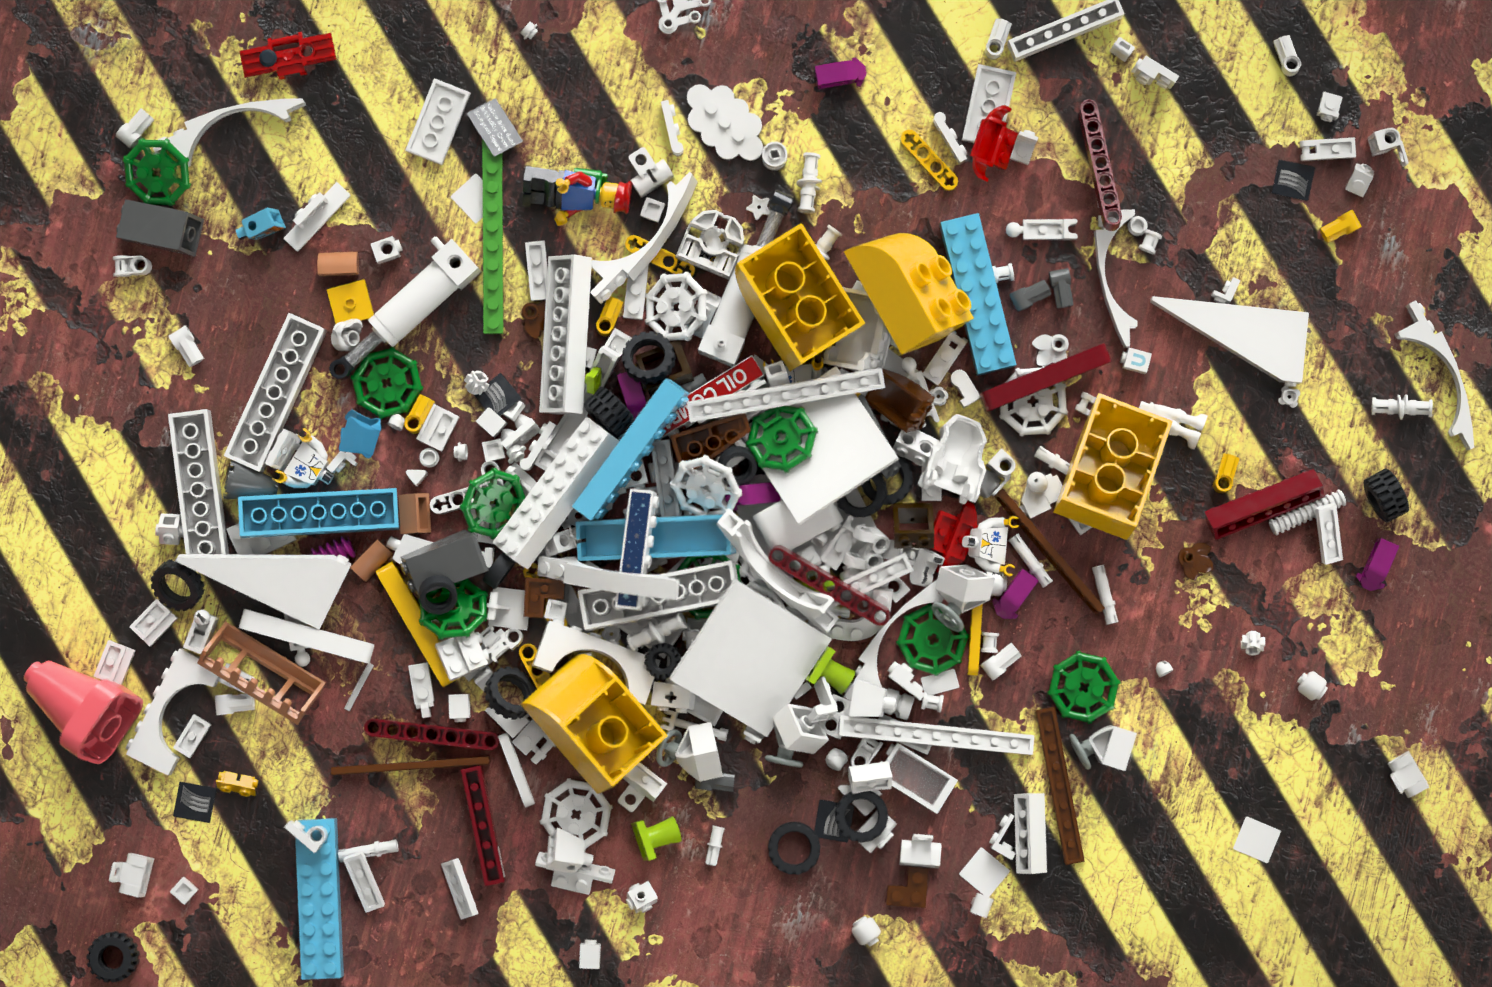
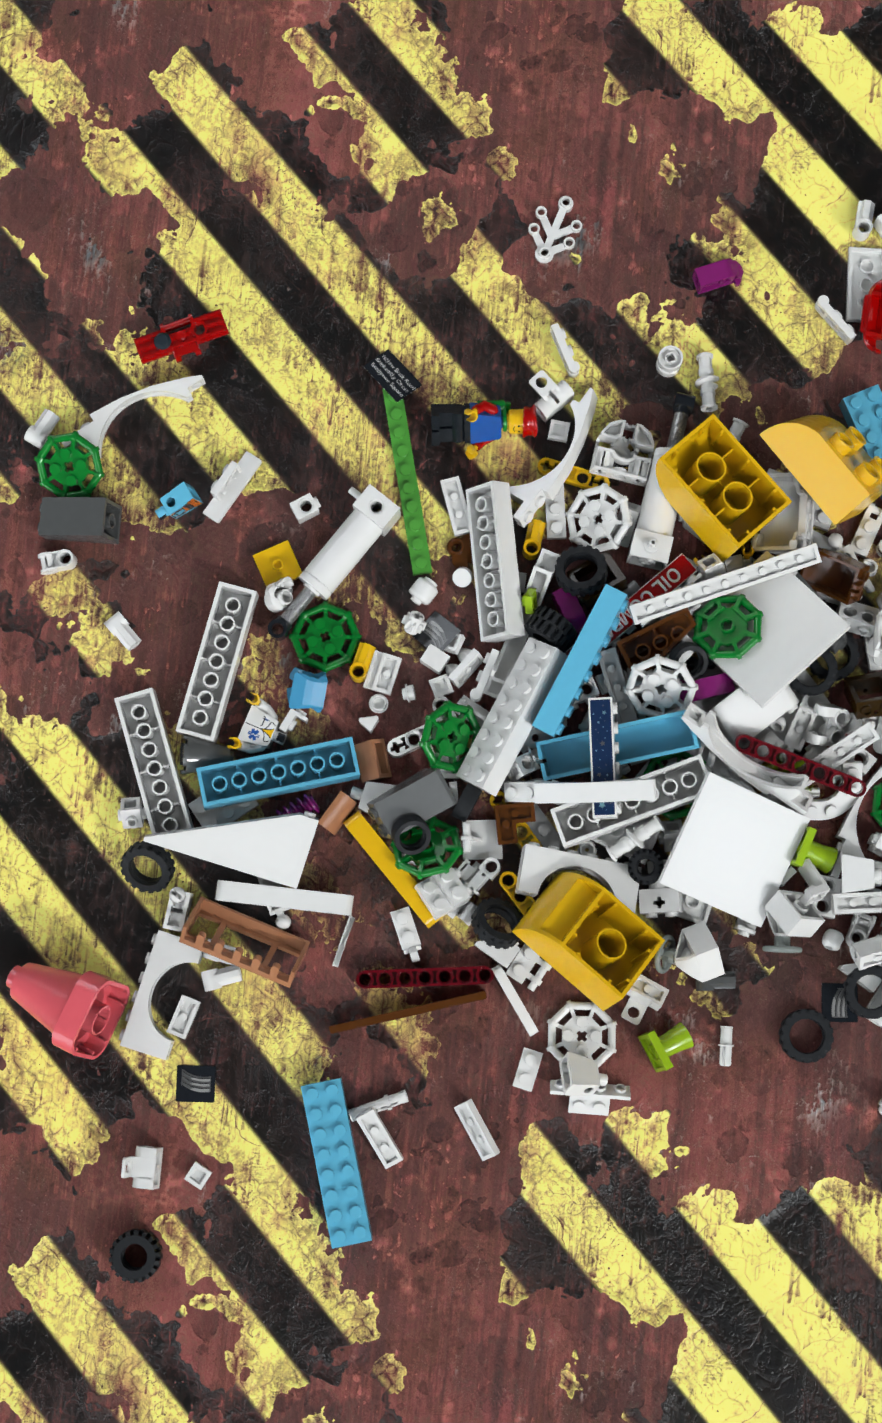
camera: 10 degrees left, 5 degrees down
(114, 662) = (95, 954): white plate -> none
(153, 622) = (128, 908): white plate -> none
(245, 787) = (226, 1058): yellow hinge -> none
(283, 450) = (233, 716): white plate -> none
(306, 838) = (315, 1101): white plate -> none
(338, 264) = (260, 529): nougat brick -> none
(396, 422) = (341, 674): white hinge -> none
(438, 121) = (336, 379): white plate -> none
(459, 707) = (447, 946): white brick -> none
(470, 198) = (379, 447): white sticker -> none
(483, 825) = (491, 1062): dark red brick -> none
(491, 352) = (423, 591): none -> white head
(516, 453) = (464, 686): white plate -> none
(518, 838) = (527, 1069): none -> white plate
(529, 30) = (411, 280): white plate -> none
(532, 343) = (462, 576): none -> white tile
(556, 610) = (529, 833): white plate -> none
(590, 954) = (619, 1177): white brick -> none
(644, 891) = (662, 1109): white brick -> none
(673, 721) = (663, 927): white hinge -> none
(724, 122) = (614, 338): white plate -> none
(759, 212) = (661, 408): white plate -> none
(926, 162) = (816, 346): yellow beam -> none

